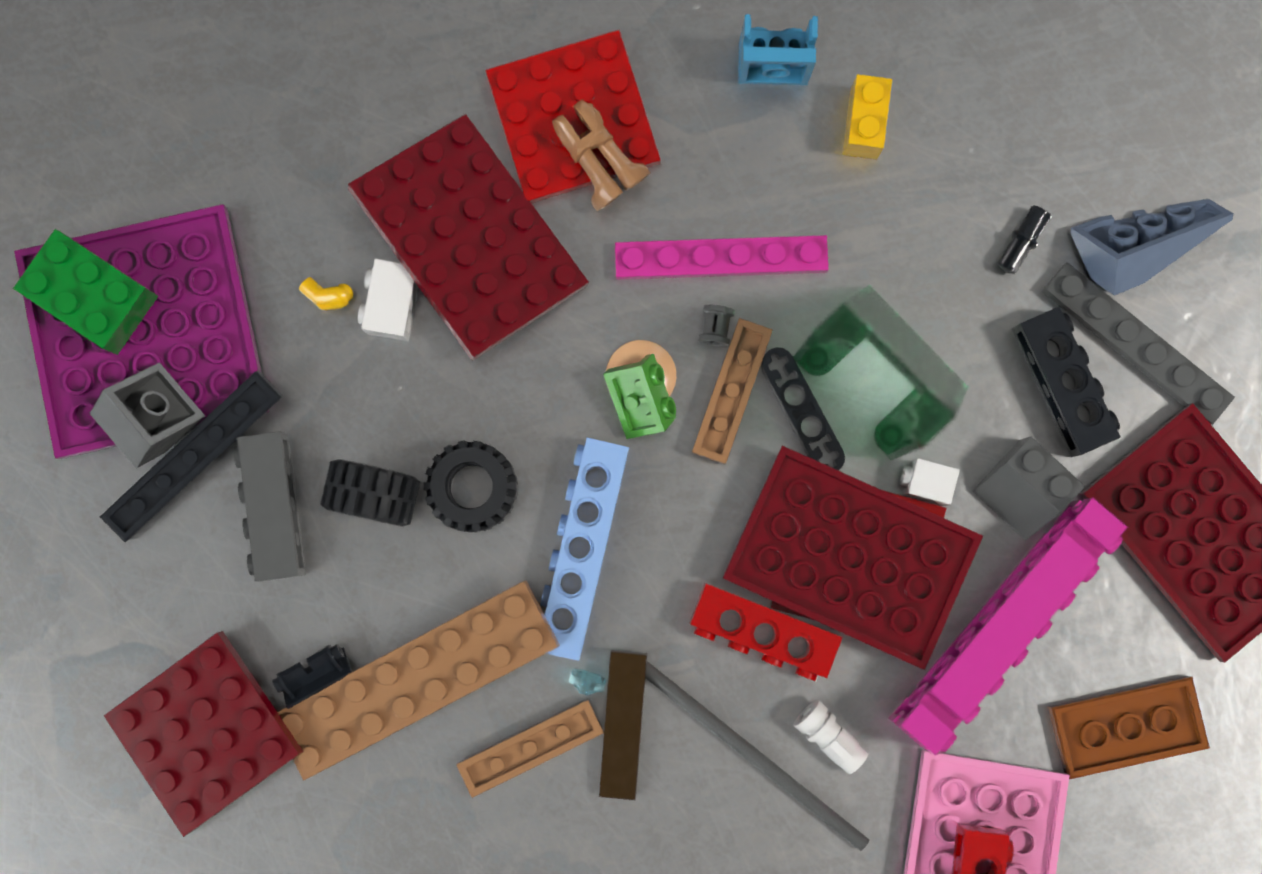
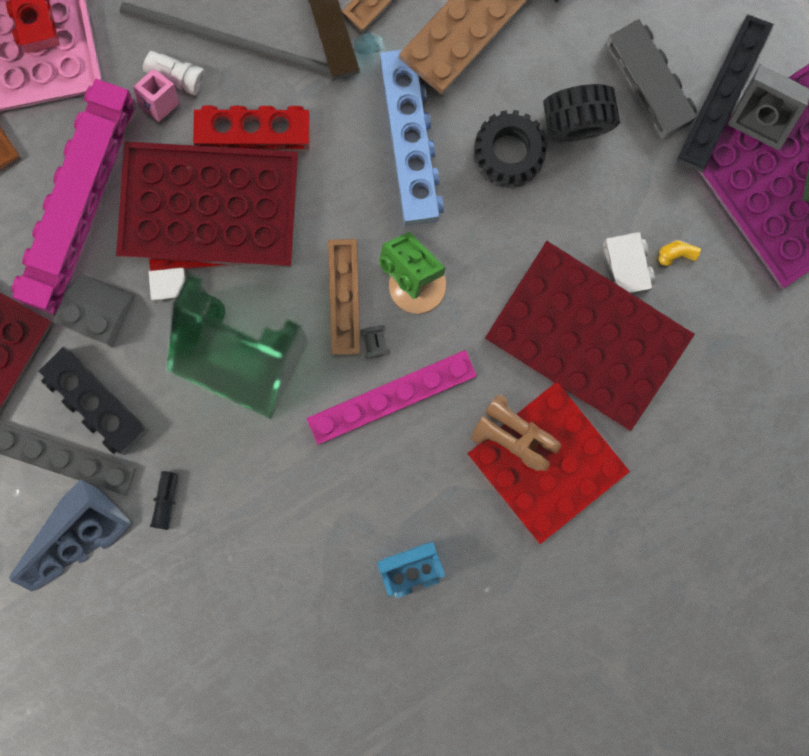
camera: 155 degrees right, 0 degrees up
(807, 408) = (287, 301): black beam -> none
(864, 714) = (156, 95): none -> bright pink brick
(867, 116) = (321, 548): yellow brick -> none

